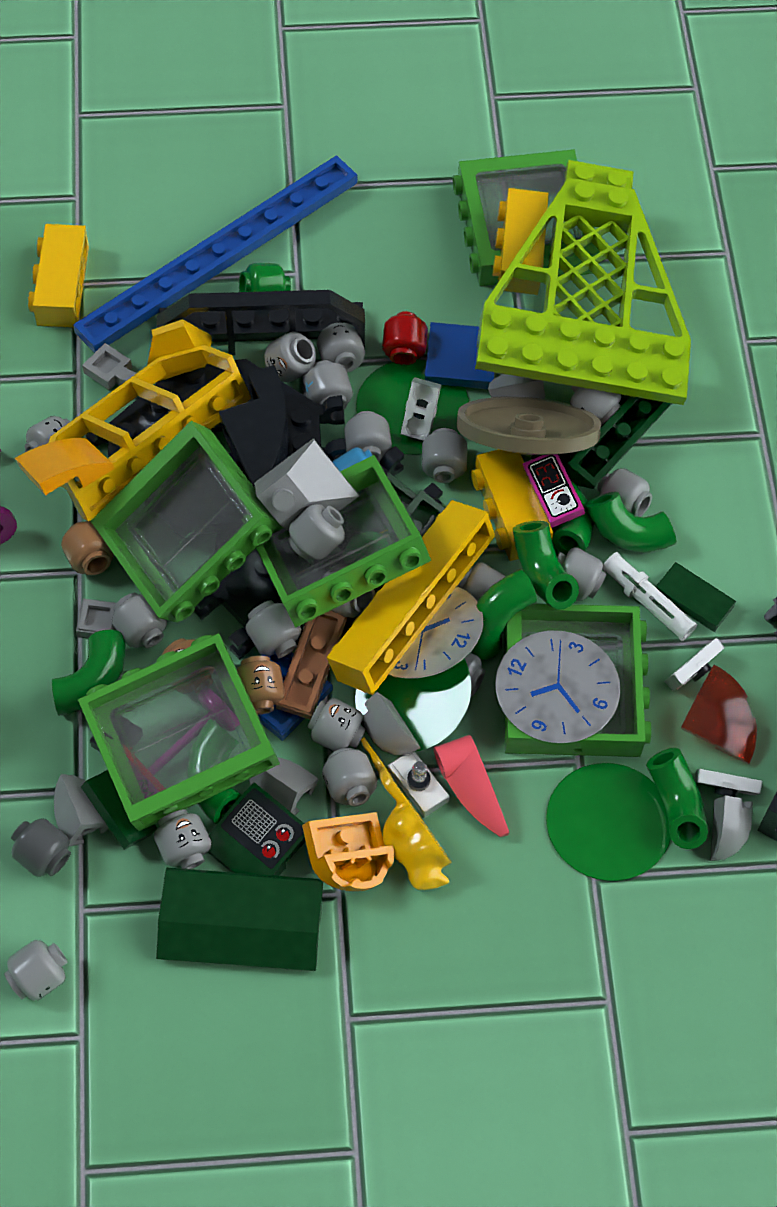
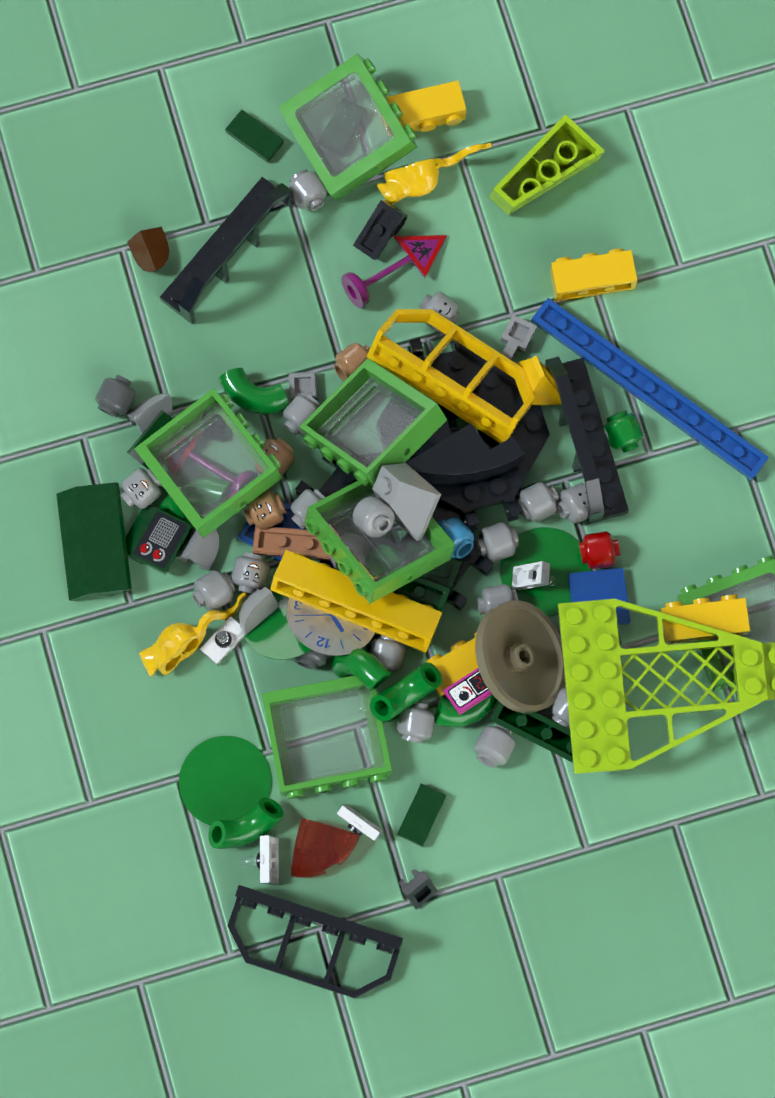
camera: 80 degrees right, 15 degrees up
(36, 970) = (30, 418): light grey head -> none
(63, 460) = (397, 324): light orange slope -> none
(291, 355) = (556, 466): light grey head -> none
(348, 851) = (154, 602): light orange slope -> none
(468, 779) = (234, 672): coral piece -> none
(557, 686) = (310, 721): flat silver sticker -> none
(617, 568) = (413, 777): white pin -> none
(628, 530) = (462, 753): green cylinder -> none
(730, 826) = (235, 868): light grey brick -> none

